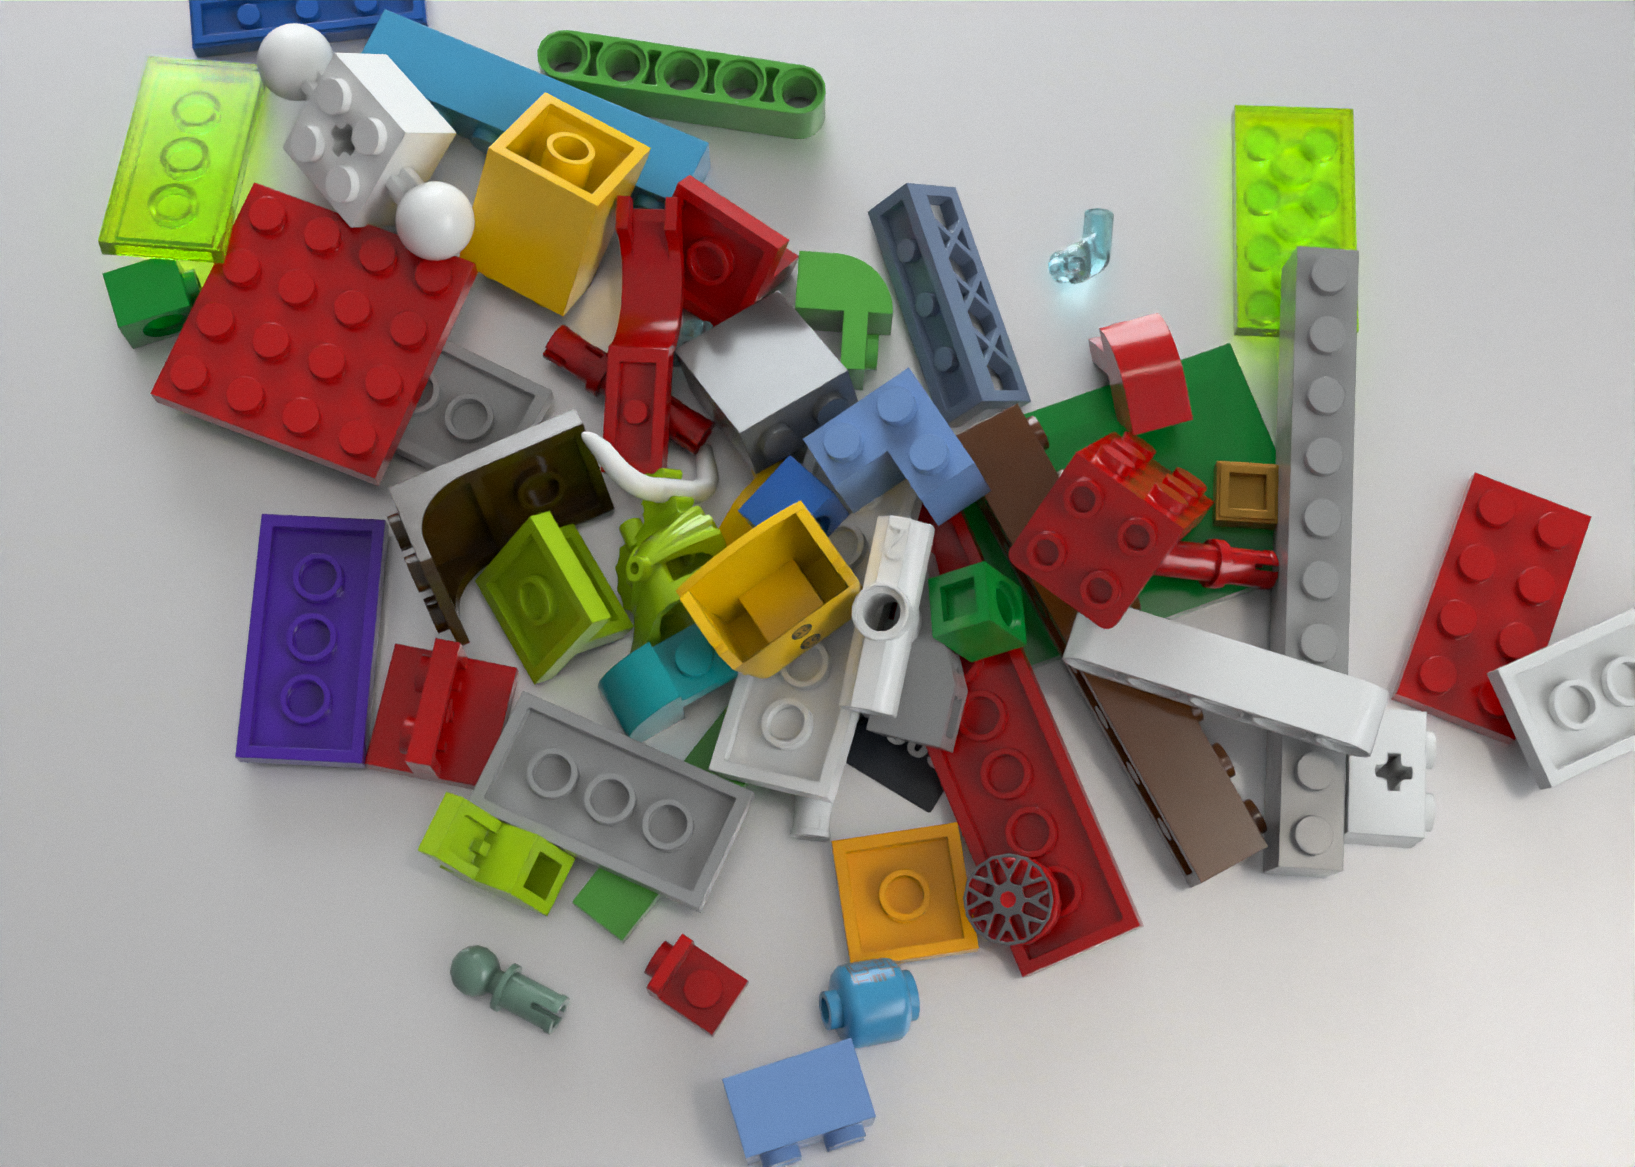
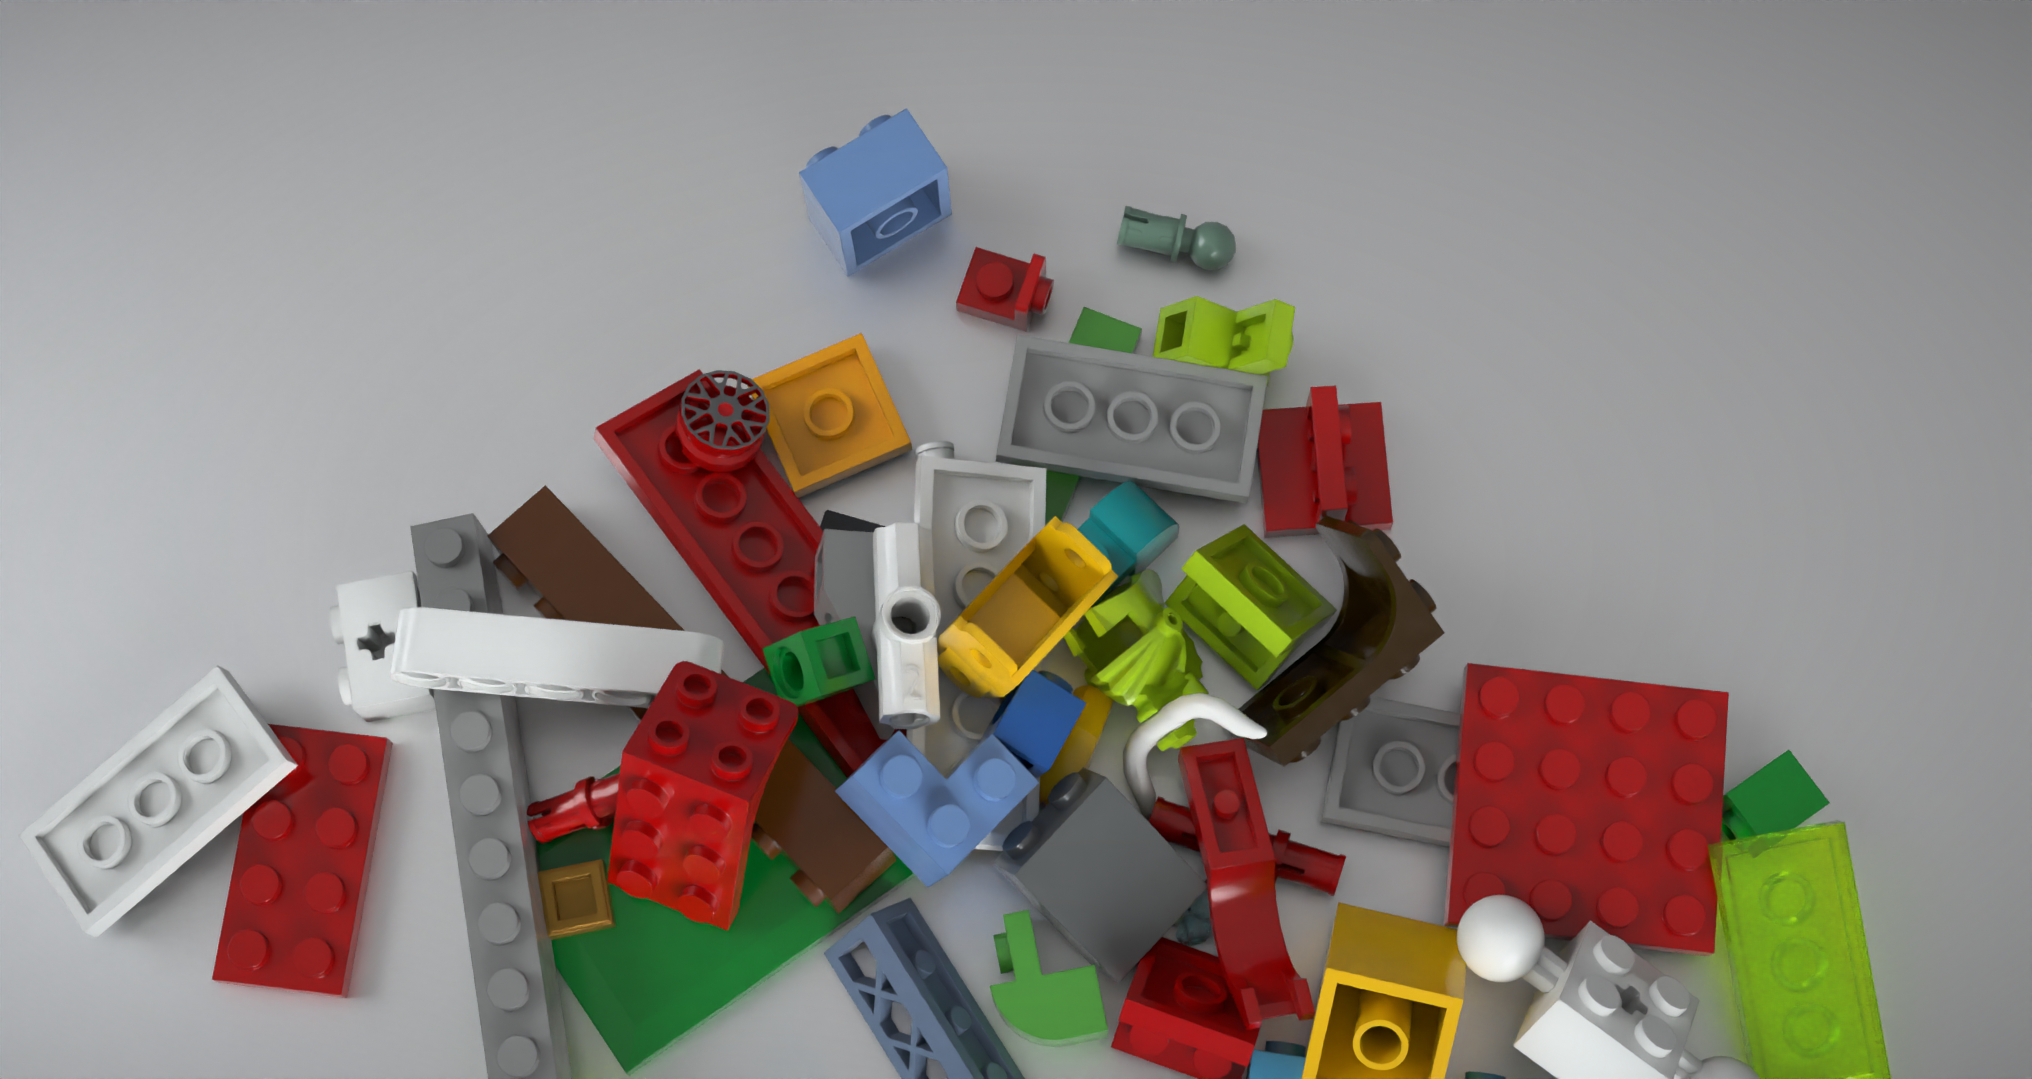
camera: 170 degrees right, 0 degrees up
(312, 641) = (1474, 505): dark purple plate -> none
(870, 1002) = (836, 307): dark azure head -> none
(1143, 373) = (711, 993): red brick -> none

